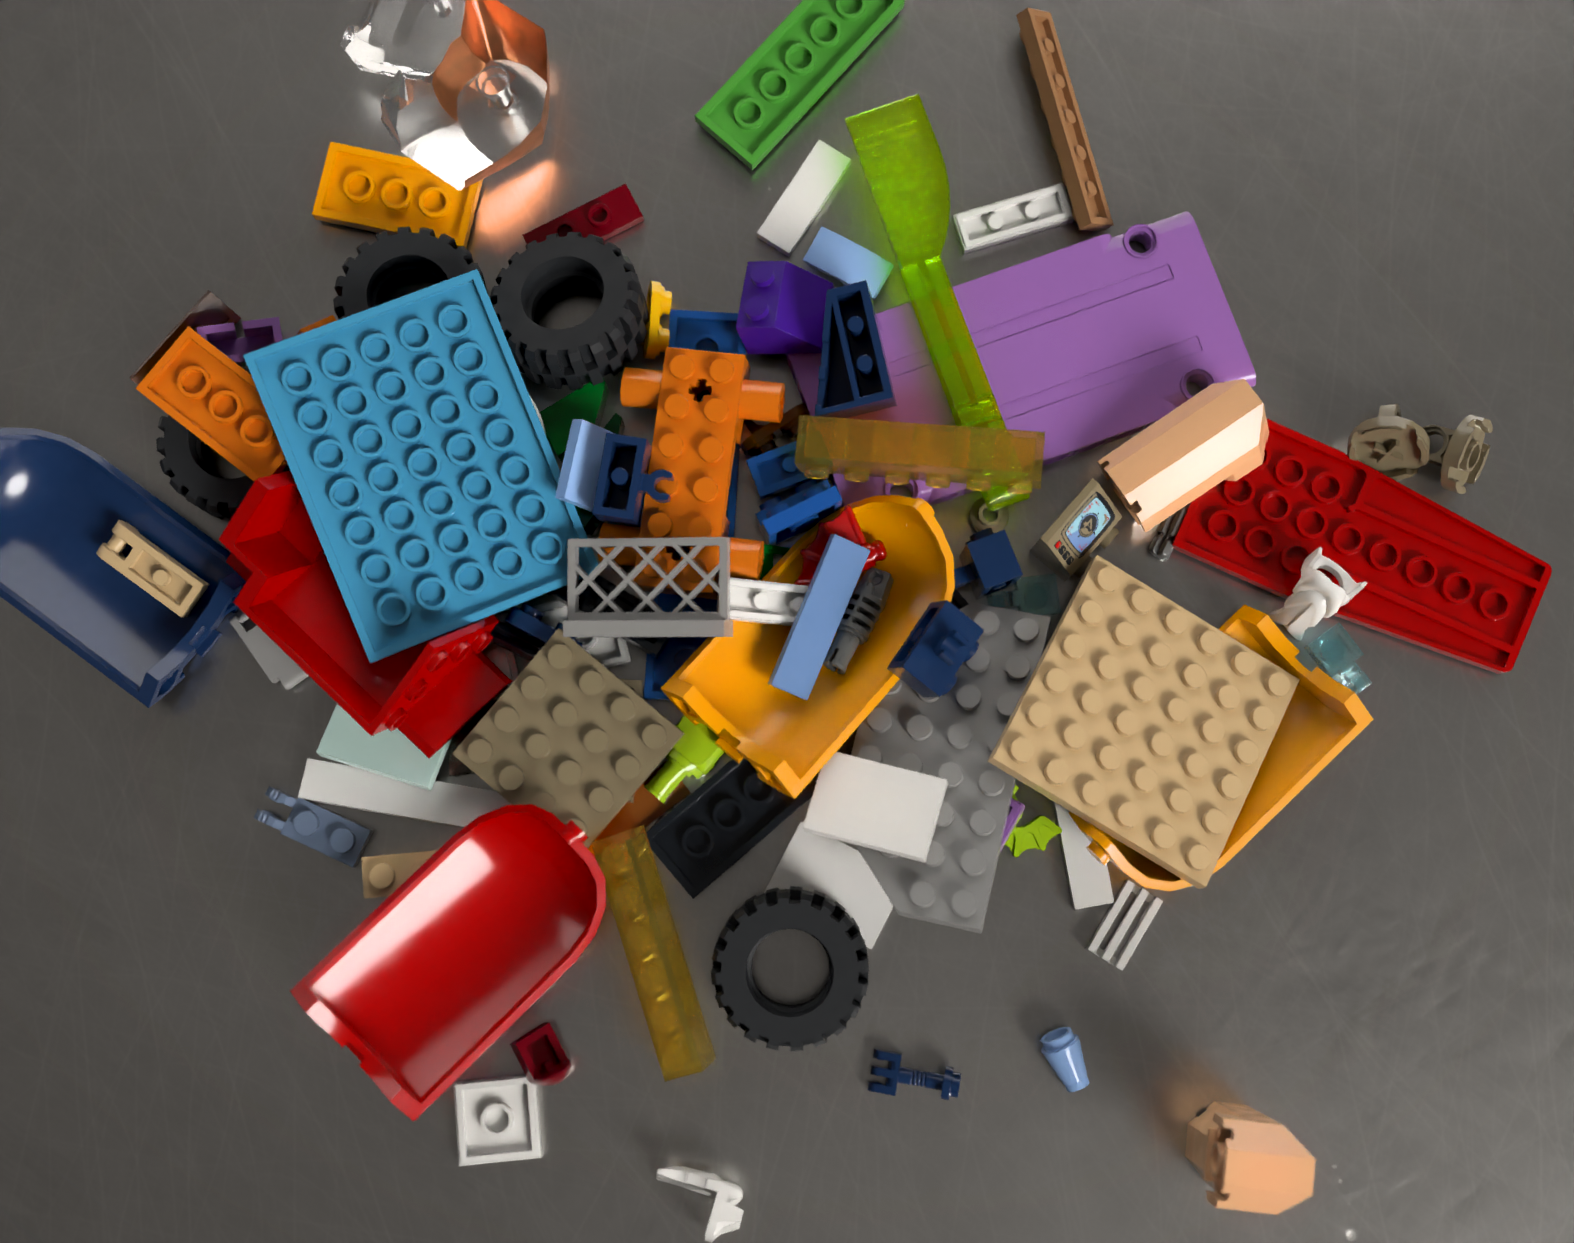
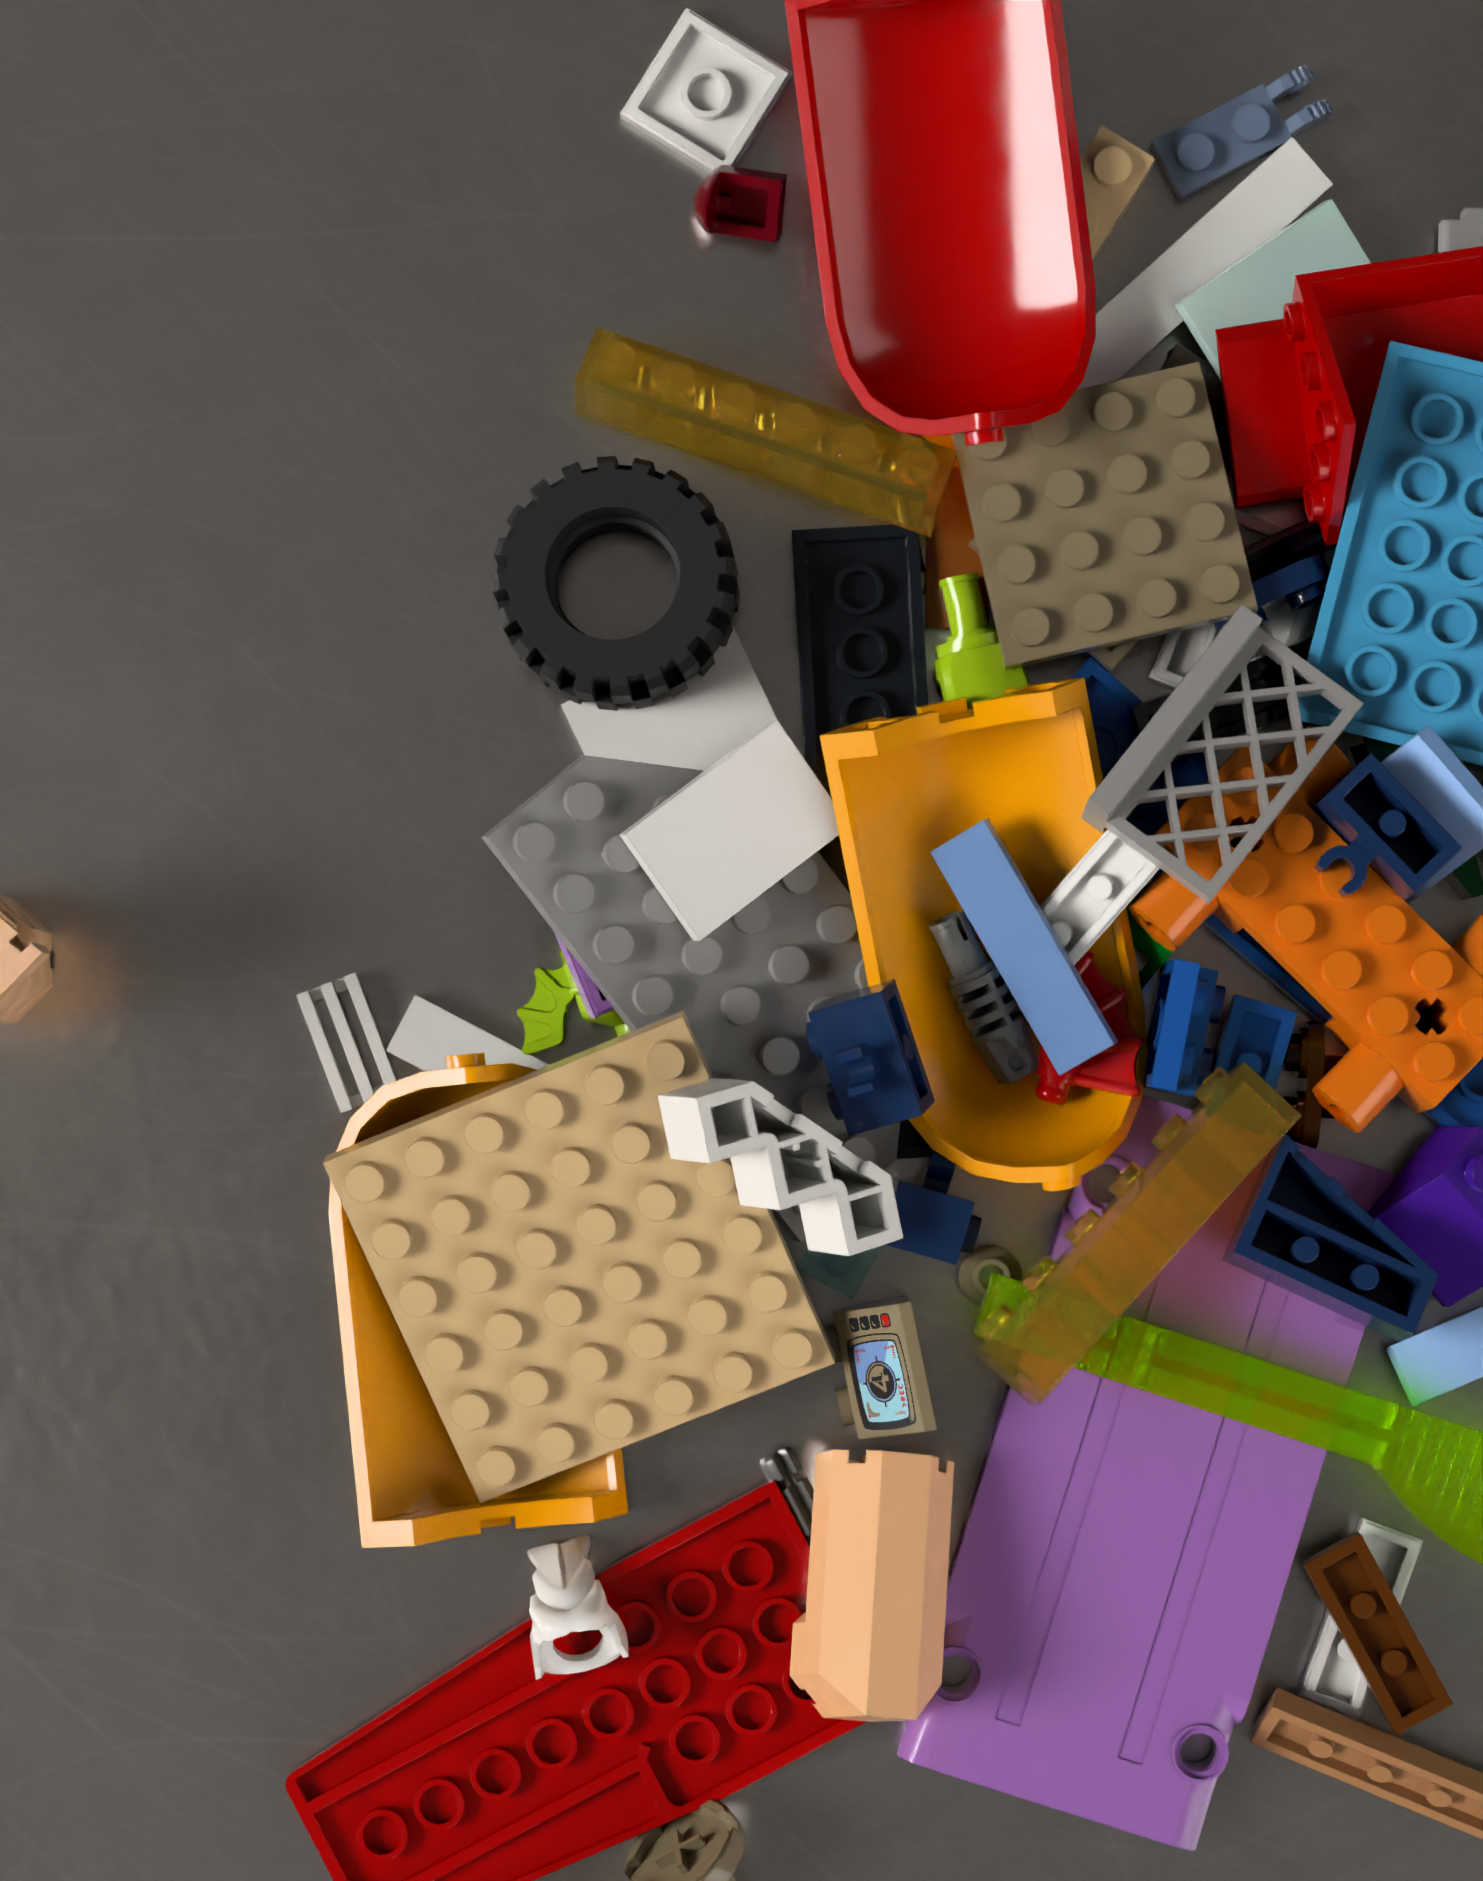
camera: 130 degrees right, 5 degrees up
(724, 1215) = (384, 279): white hair -> none
(894, 1073) = (328, 673): dark blue hinge -> none
(1016, 201) = (1377, 1633): none -> reddish brown plate
(1027, 651) = (783, 1163): none -> white brick
(1066, 1058) = (247, 842): light blue cone -> none
(1337, 653) = (477, 1579): clear light blue plate -> none

